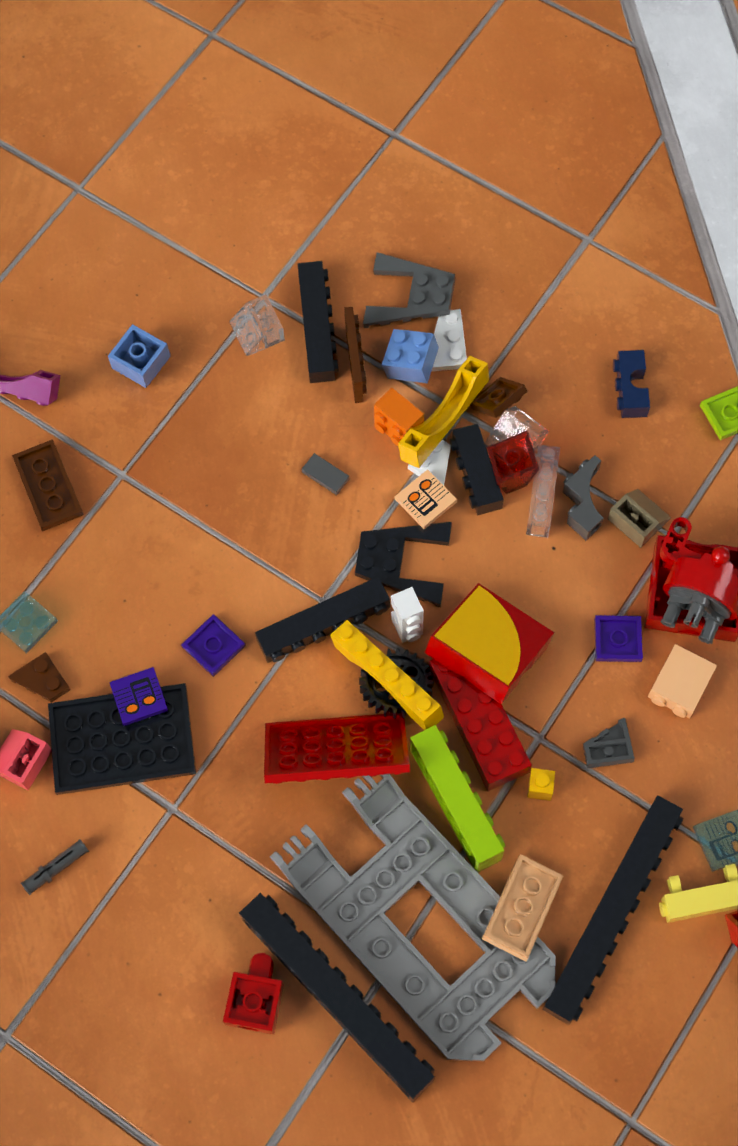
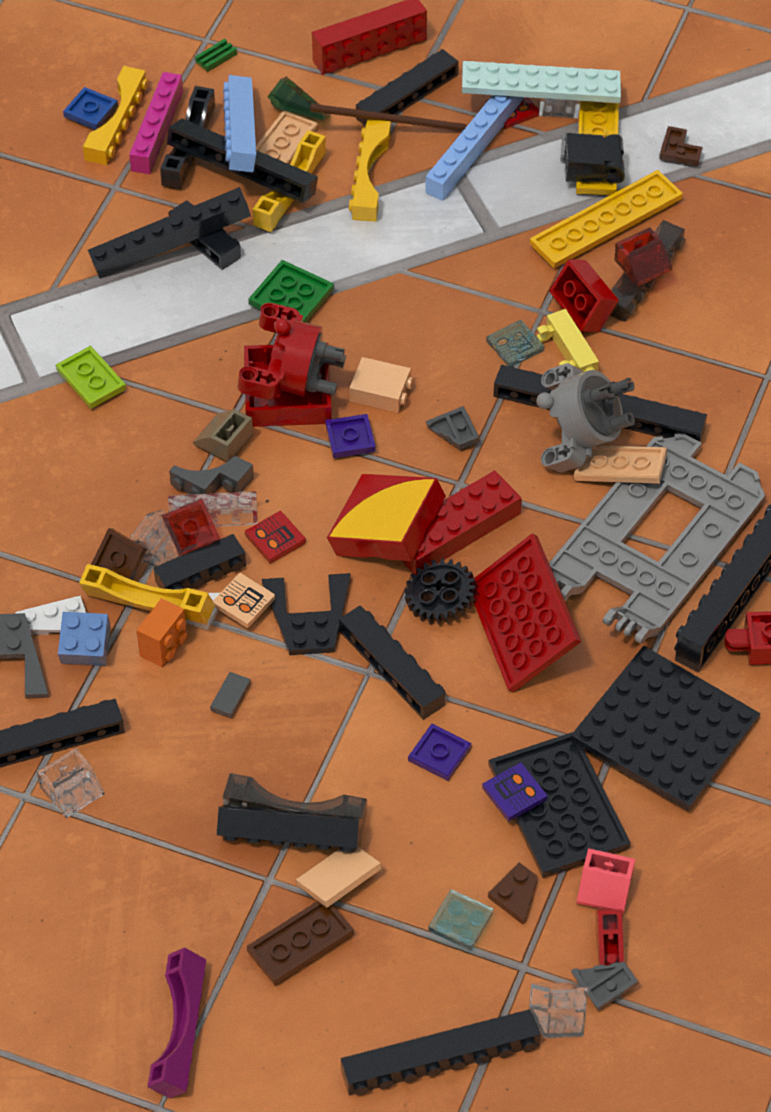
camera: 105 degrees left, 15 degrees down
(54, 867) = (707, 832): dark grey pin -> none
(101, 527) = (338, 875): none -> light nougat tile
(139, 356) = (129, 884): medium blue brick -> none
(156, 491) = (289, 826): none -> black brick
(177, 865) = (665, 727): none -> black plate
(207, 467) = (247, 792): none -> clear smoke arch
(355, 354) = (93, 684): reddish brown plate -> none
(407, 615) = (379, 573): white arch -> none
(407, 692) = (458, 562): yellow arch -> none
(456, 798) = (545, 516): lime brick -> none
(503, 545) = (275, 536): none -> red tile
(541, 784) = (507, 466): yellow brick -> none
(579, 869) = (586, 411): none -> light grey piece
(632, 401) = (64, 465): dark blue arch -> none

